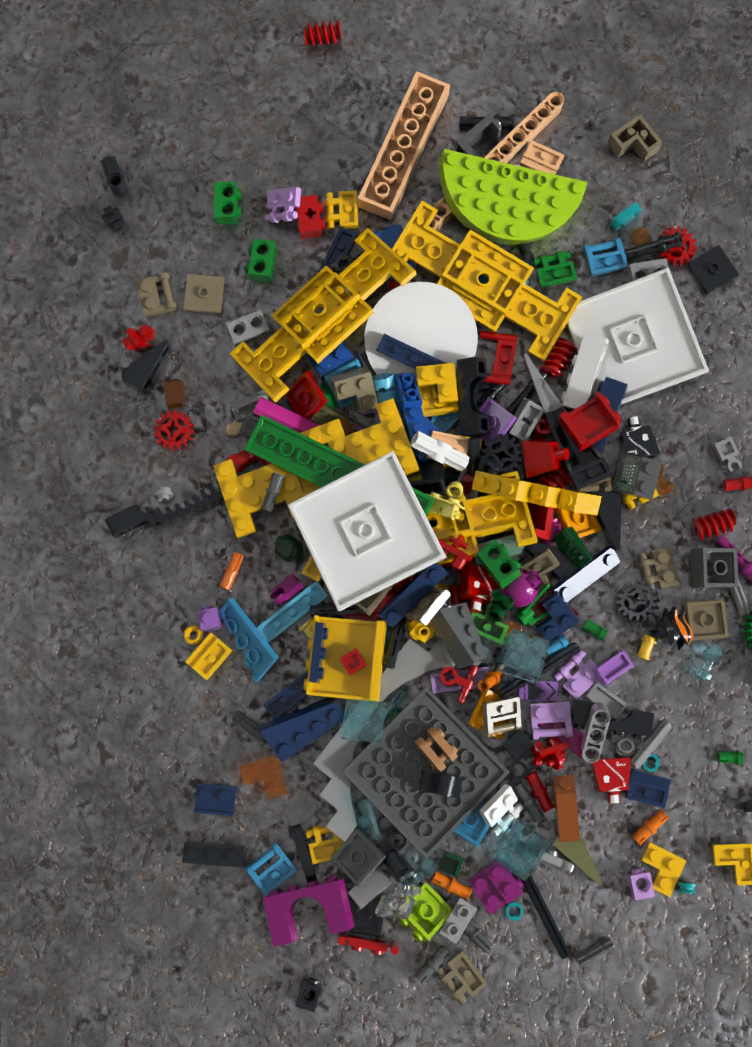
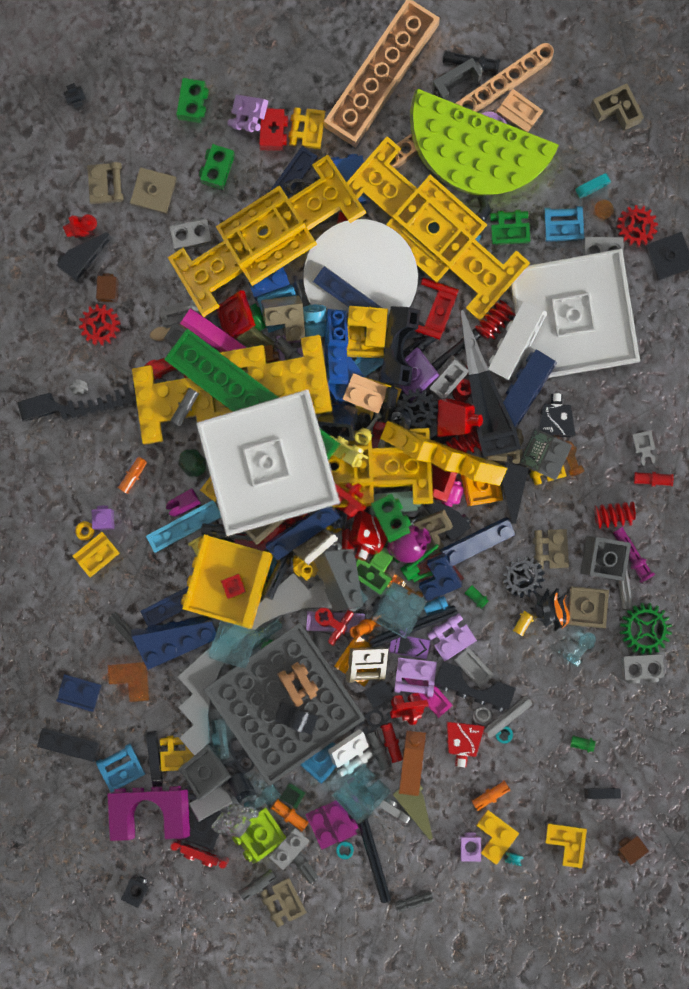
camera: 15 degrees right, 5 degrees up
(113, 175) = (83, 50): black piece -> none
(255, 648) = (141, 553): dark azure wing -> none
(318, 653) = (202, 571): dark blue plate -> none
(440, 451) = (355, 396): white piece -> none
(499, 605) = (384, 558): dark green plate -> none
(563, 541) = (466, 508): dark green slope -> none
(590, 421) = (510, 392): red panel -> none
(595, 741) = (450, 704): light grey beam -> none
(612, 667) = (486, 637): medium lavender tile -> none
(648, 789) = (496, 759): dark blue plate -> none
(663, 243) = (621, 223): black pin -> none

